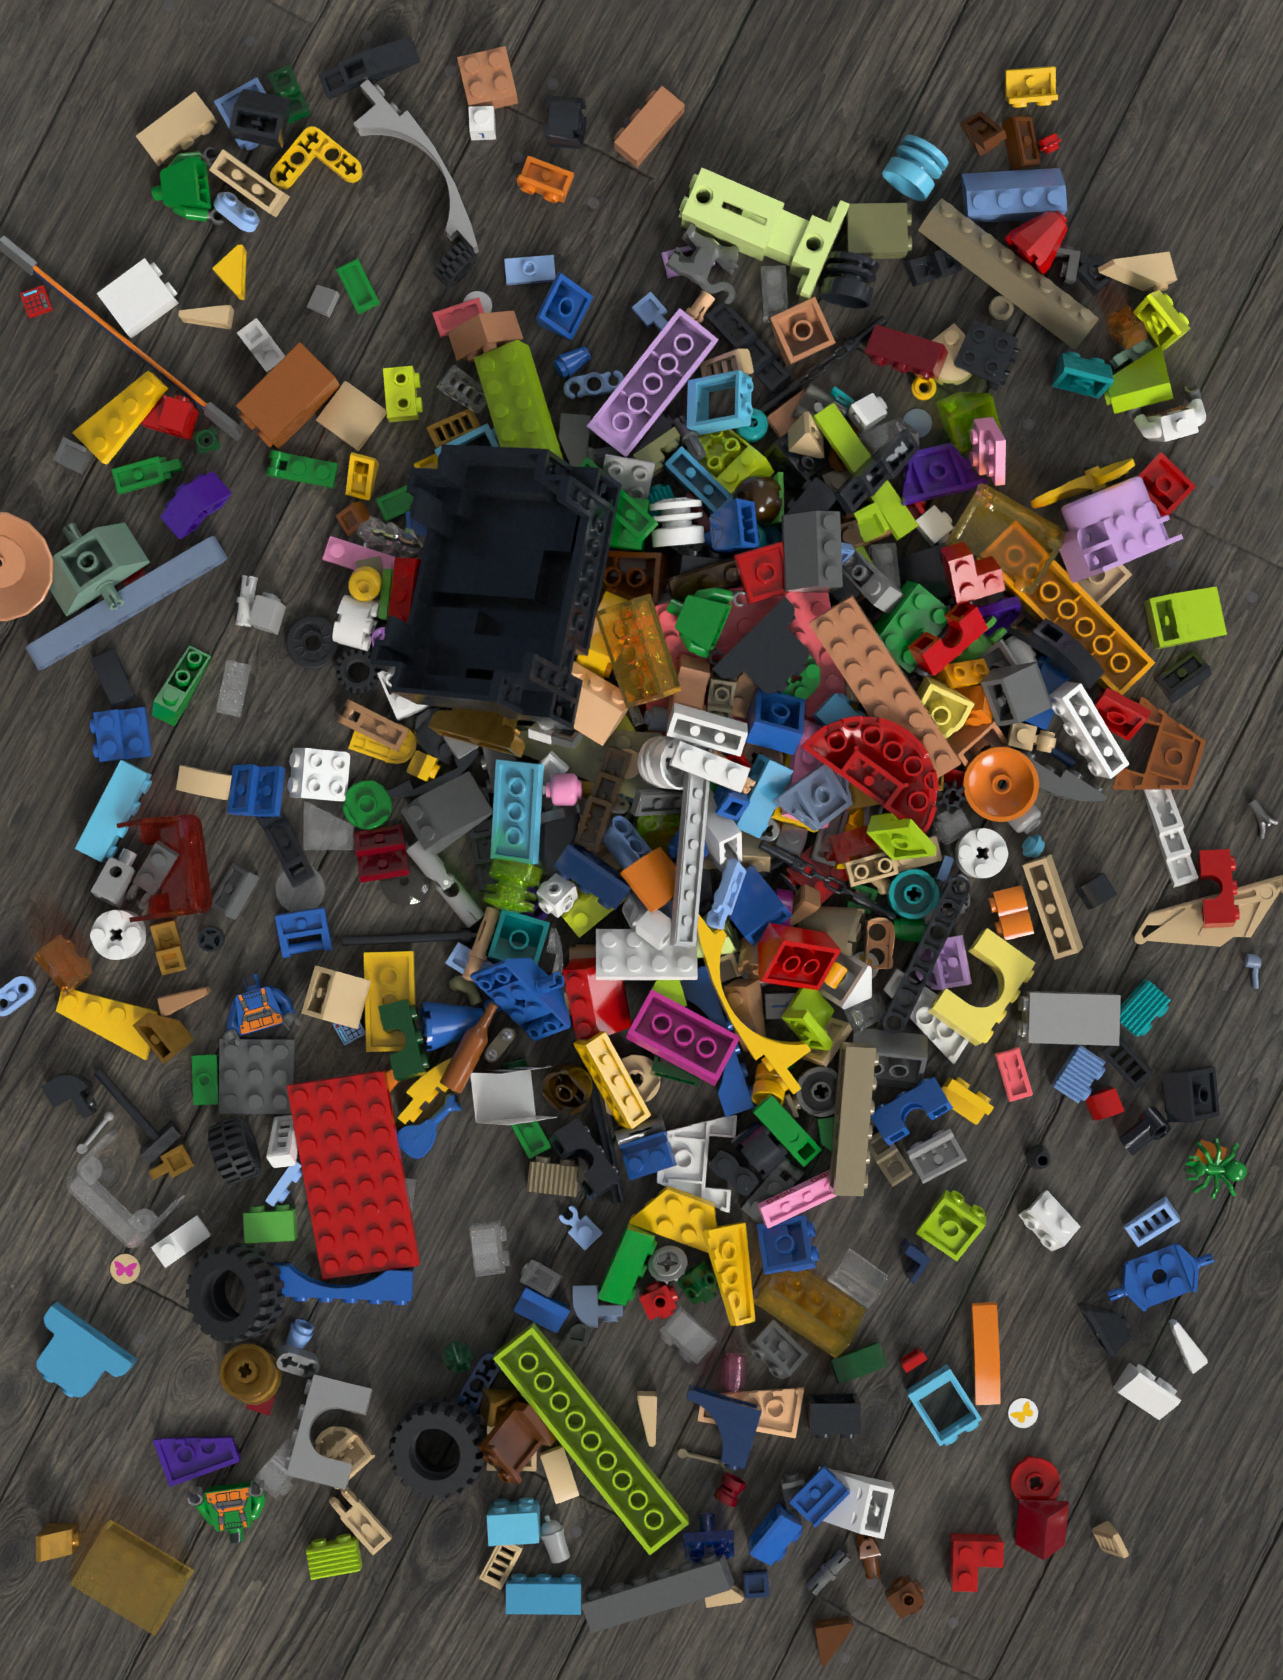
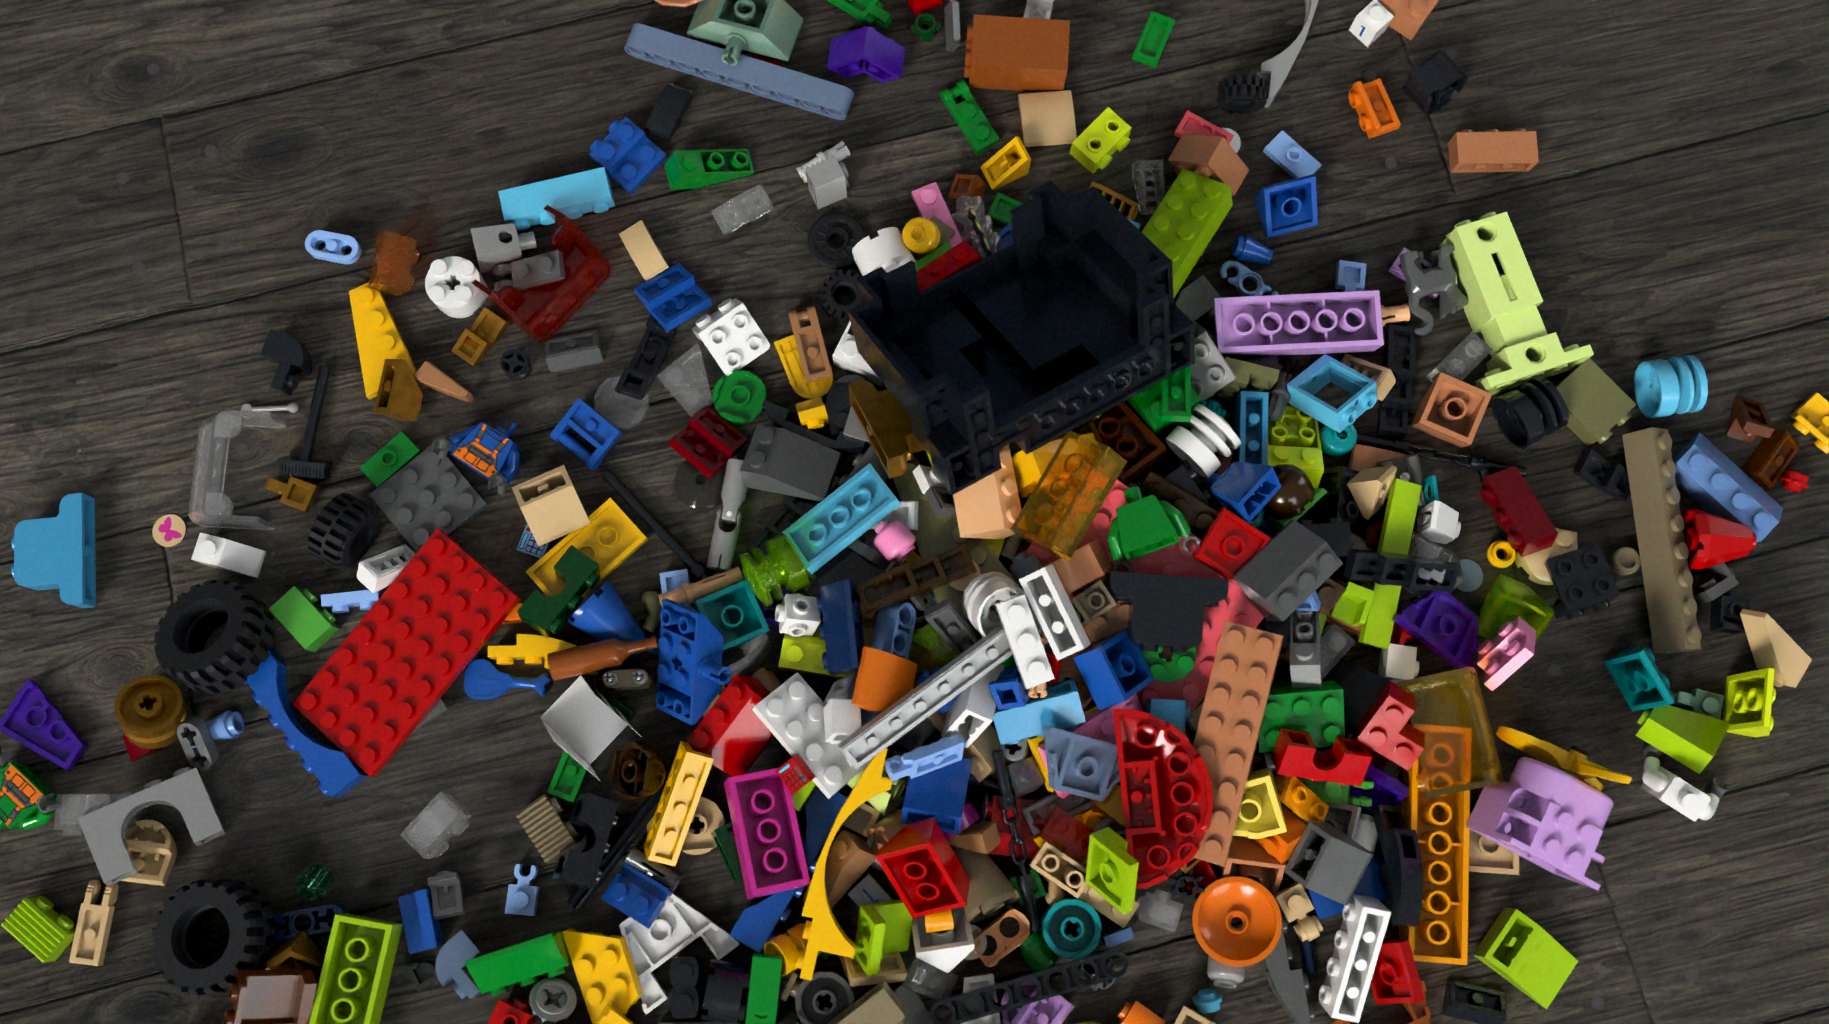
camera: 50 degrees right, 10 degrees down
(323, 300) = (1118, 23): light grey slope -> none
(662, 987) = (795, 773): none -> red tile
(995, 853) = (1171, 971): white brick -> none
(1126, 327) = (1715, 680): clear orange brick -> none
(1165, 484) = (1623, 835): red plate -> none

